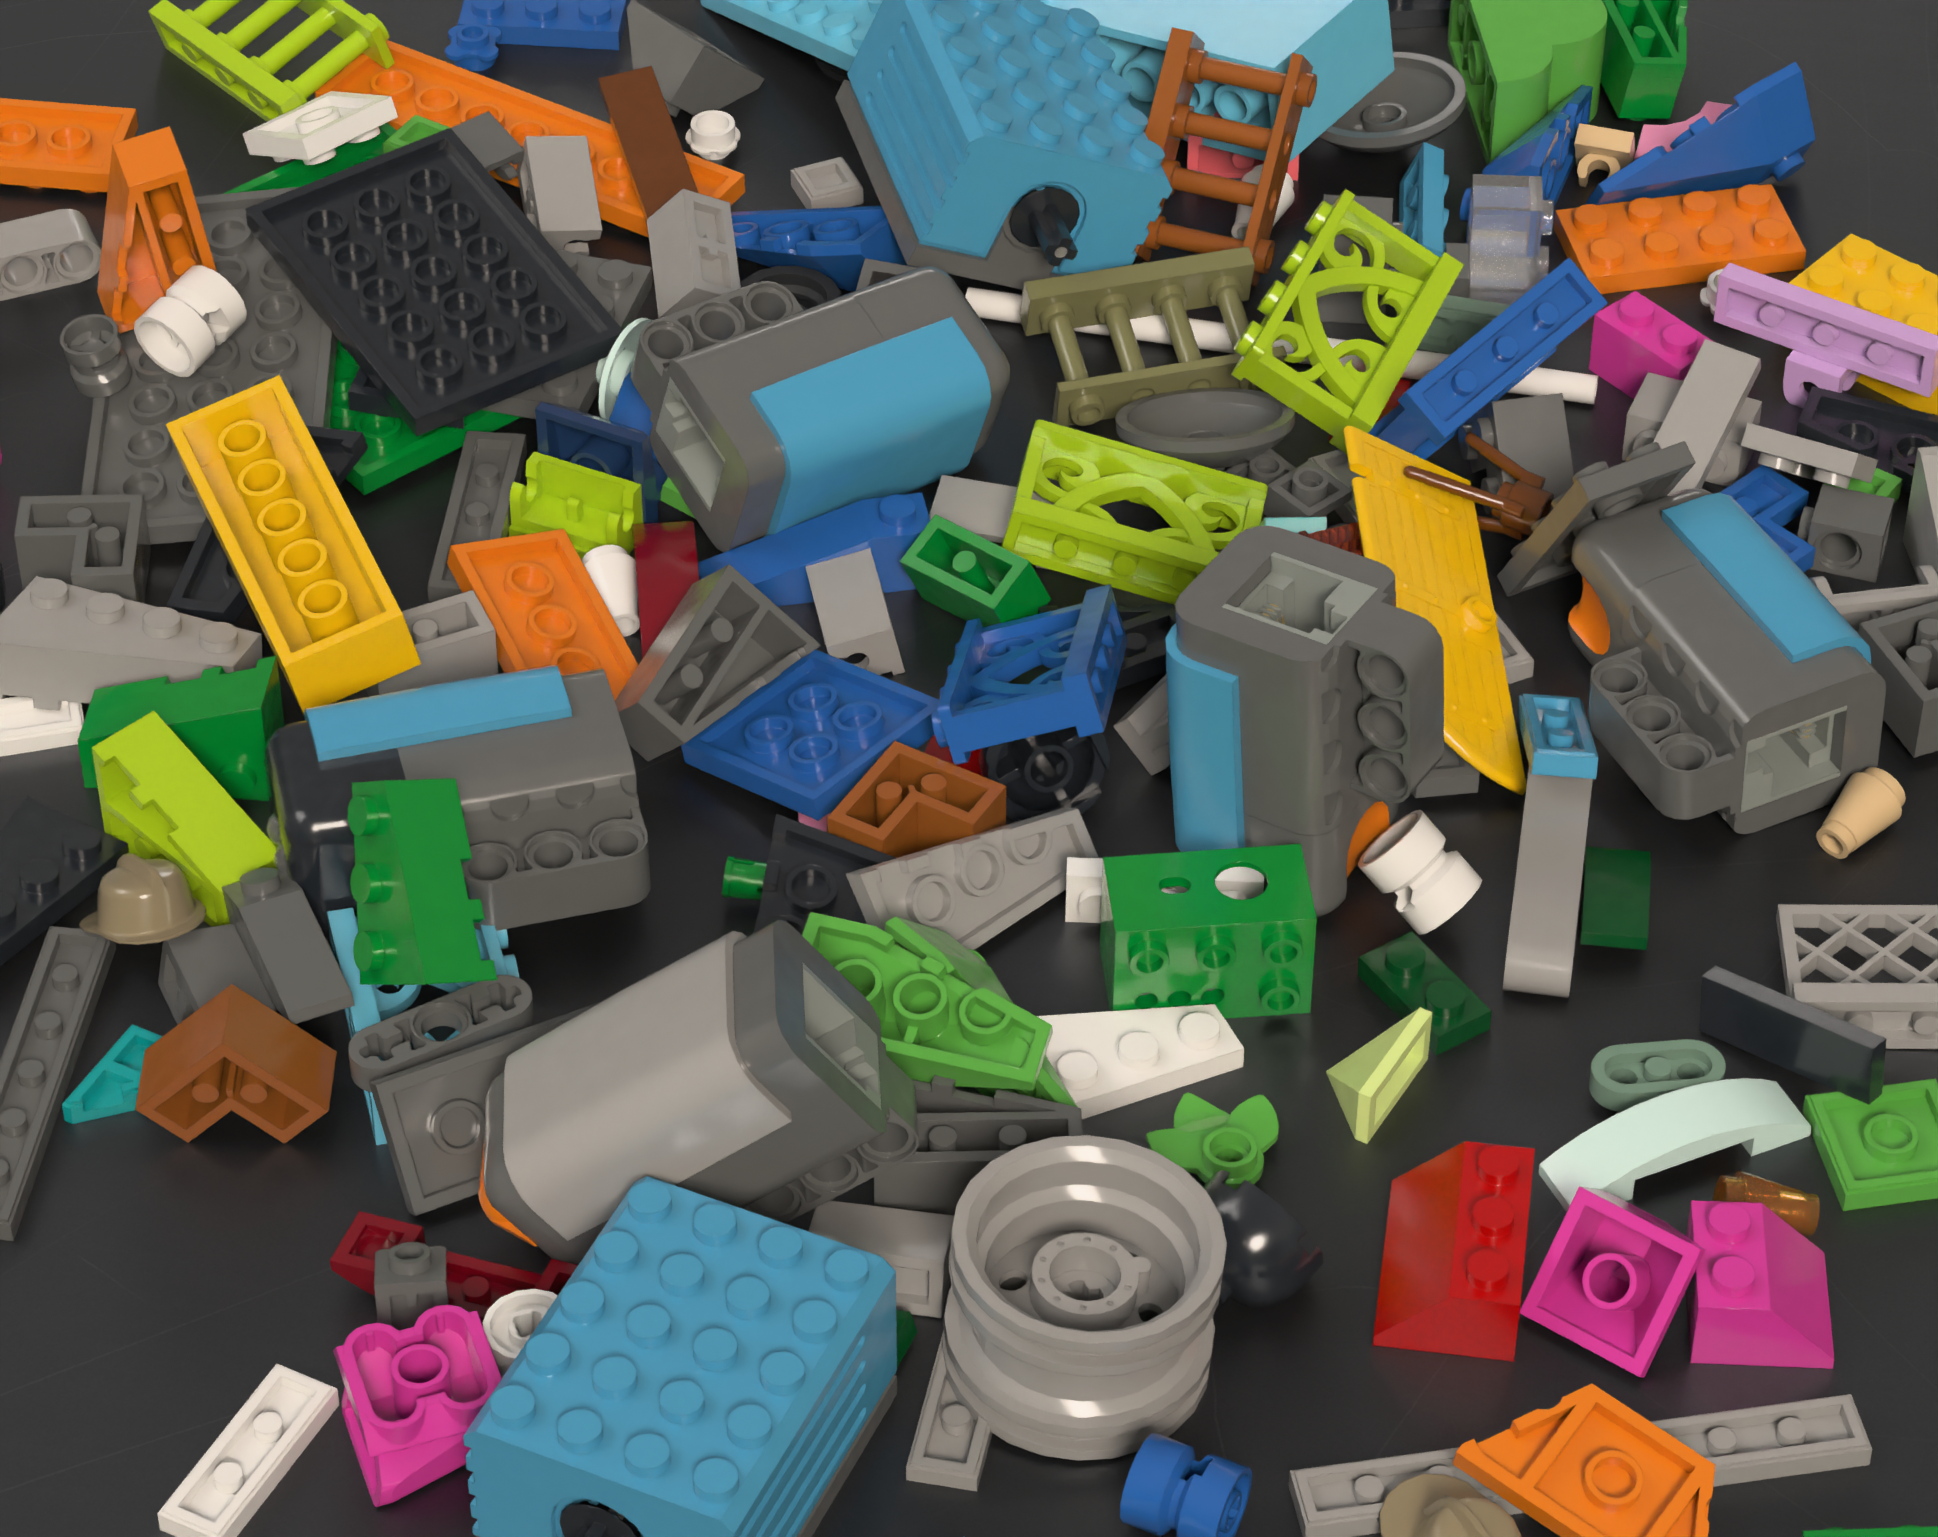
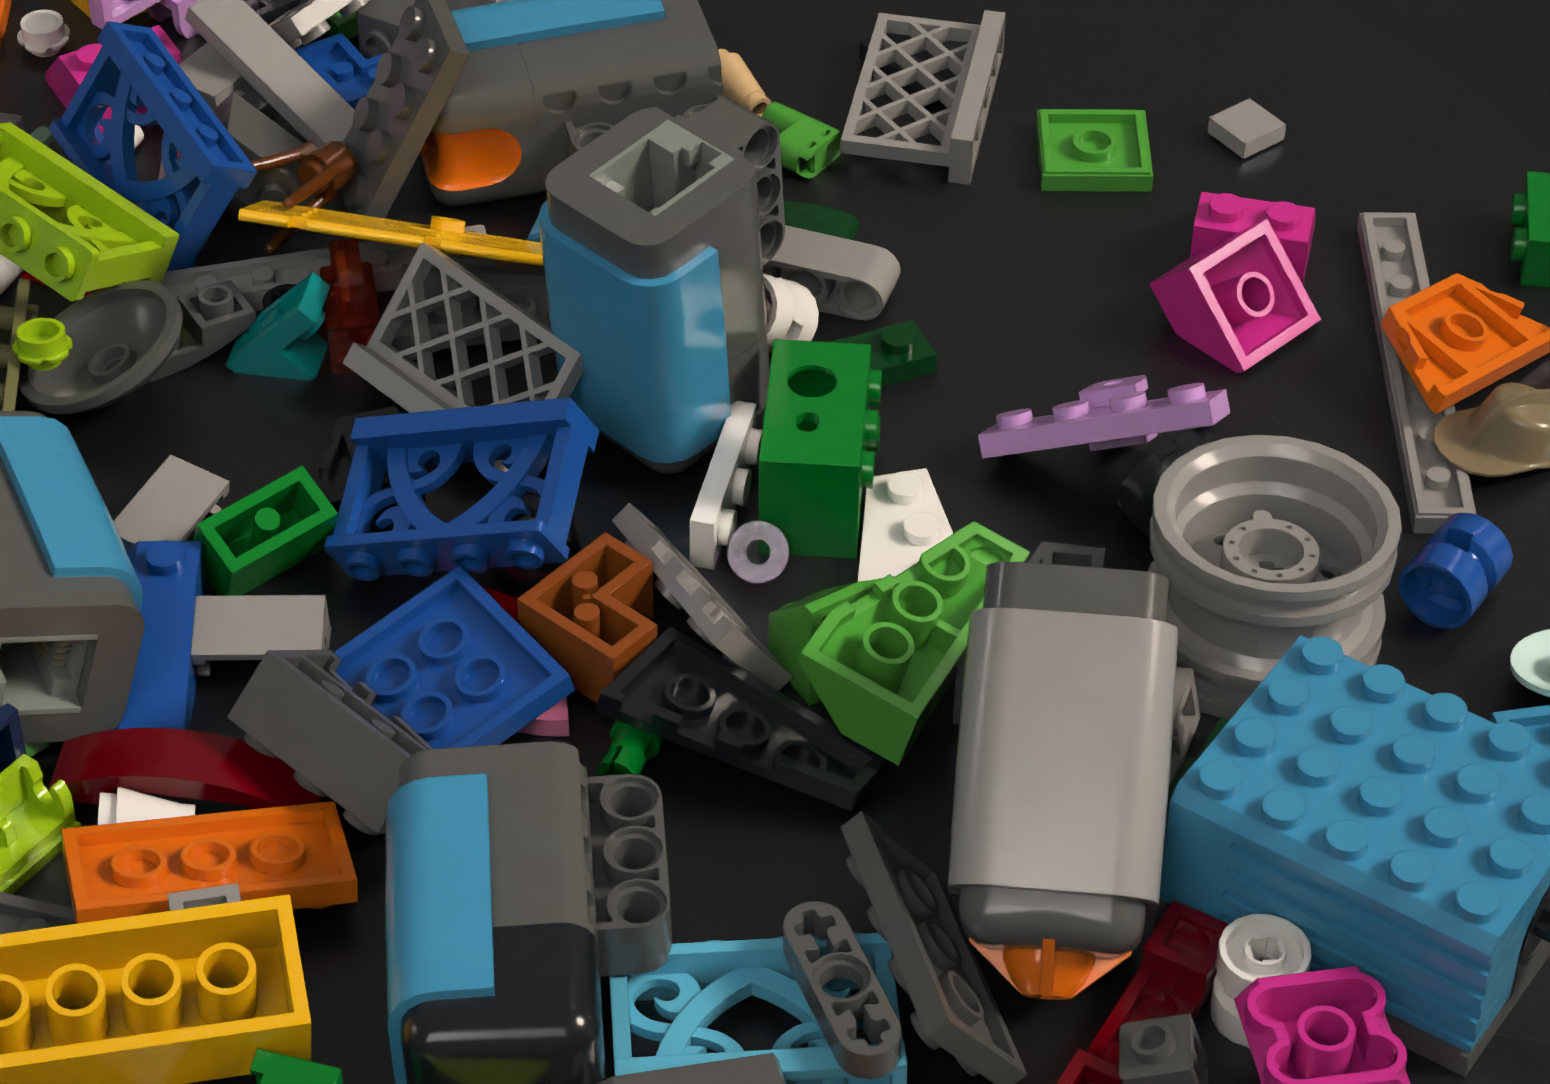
camera: 80 degrees left, 0 degrees up
(413, 885) = (700, 946): green wedge -> none
(1071, 933) = (739, 545): none -> plate
(1088, 542) = (162, 442): lime fence -> none
(1184, 377) = (42, 343): none -> lime plate
(1214, 1141) = (1028, 503): bright green plate -> none
(1312, 1167) = (1106, 417): none -> lavender plate
(1380, 1072) = (974, 389): yellowish green slope -> none
(1456, 1253) = (1198, 347): red slope -> none
(1641, 1071) = (1007, 245): sand green plate -> none
(1672, 1132) = (1086, 257): light aqua slope -> none
(1779, 881) = (805, 142): none -> bright green piece
(1790, 1204) = (1162, 220): clear orange cone -> none
(1792, 1034) = (993, 158): black tile -> none

